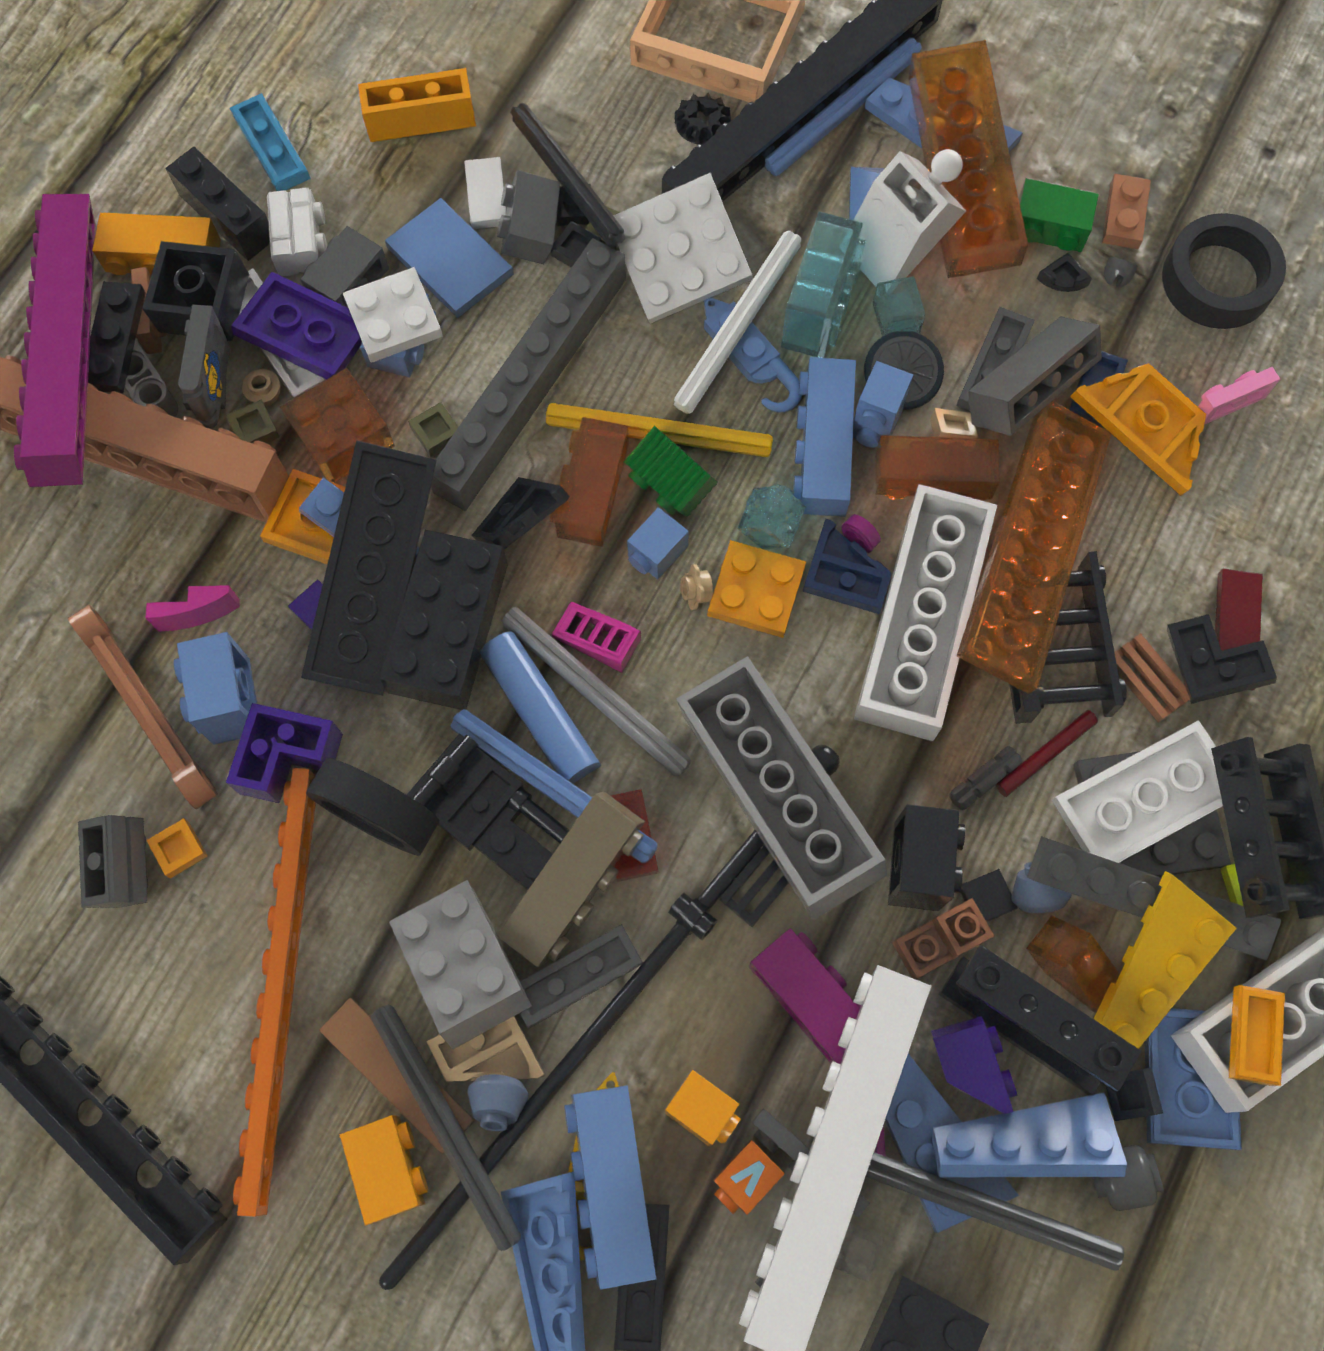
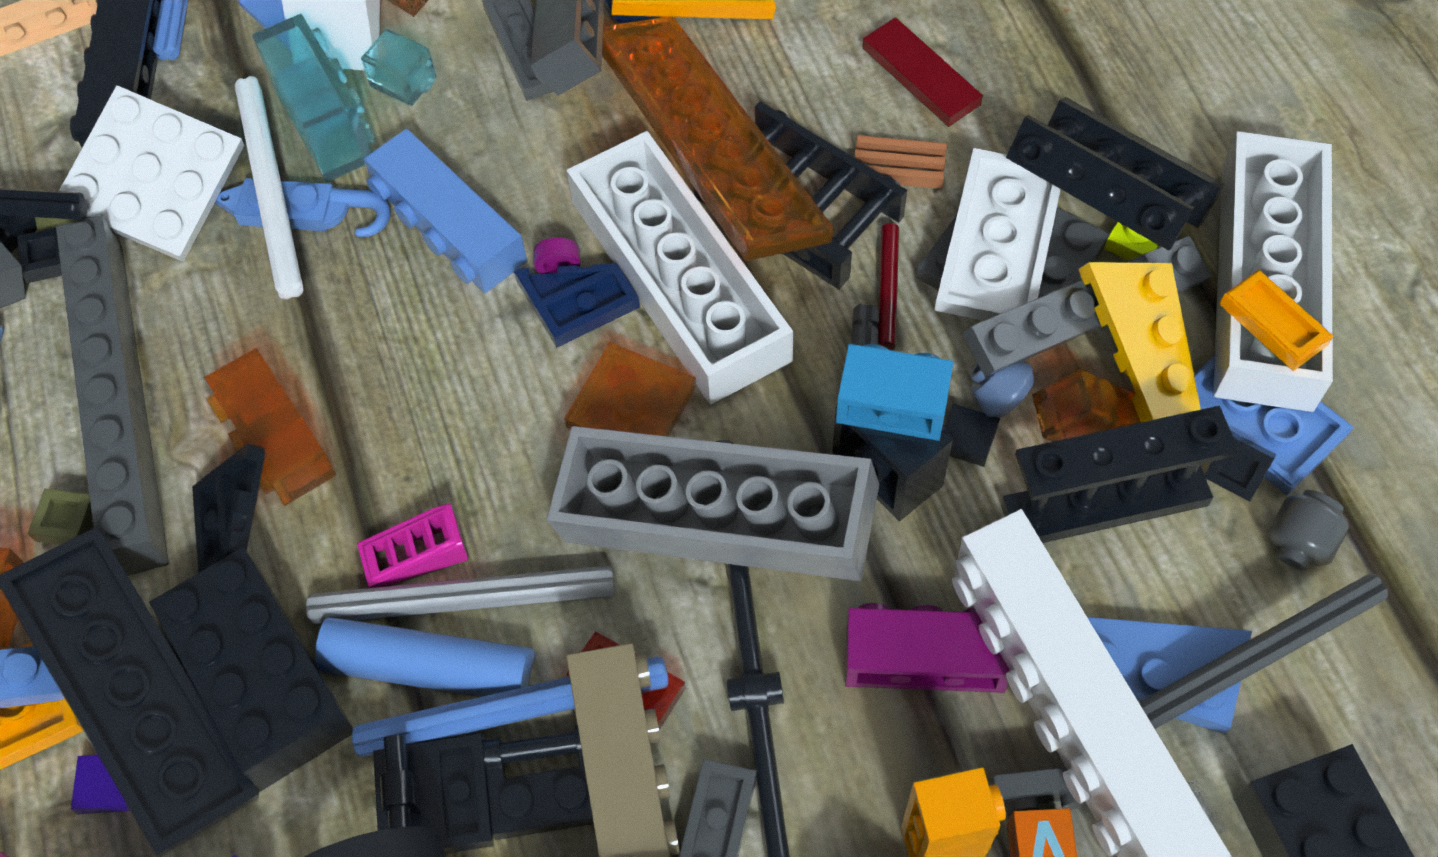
camera: 45 degrees left, 10 degrees down
(657, 544) = (386, 422): medium blue brick -> none
(670, 473) = (335, 354): green brick -> none
(679, 432) = (292, 329): yellow axle -> none
(693, 128) = (60, 77): black gear -> none
(696, 587) = (461, 424): tan plate -> none
(739, 908) = (785, 646): black tile -> none
(756, 589) = (514, 381): light orange plate -> none
(772, 517) = (467, 309): clear light blue brick -> none
(808, 670) = (631, 394): none -> clear orange plate
(880, 404) = (467, 141): medium blue brick -> none
(914, 355) = (453, 109): dark grey wheel -> none
(943, 939) = (972, 494): nougat slope -> none
(947, 464) = (535, 171): clear orange brick -> none
(948, 832) = (894, 391): none -> dark azure brick
(952, 424) = (544, 116): tan plate -> none
(971, 1065) = (1104, 564): dark purple slope -> none
(1039, 1141) = (1218, 572): medium blue wing -> none
(1214, 672) = (937, 111): black plate -> none

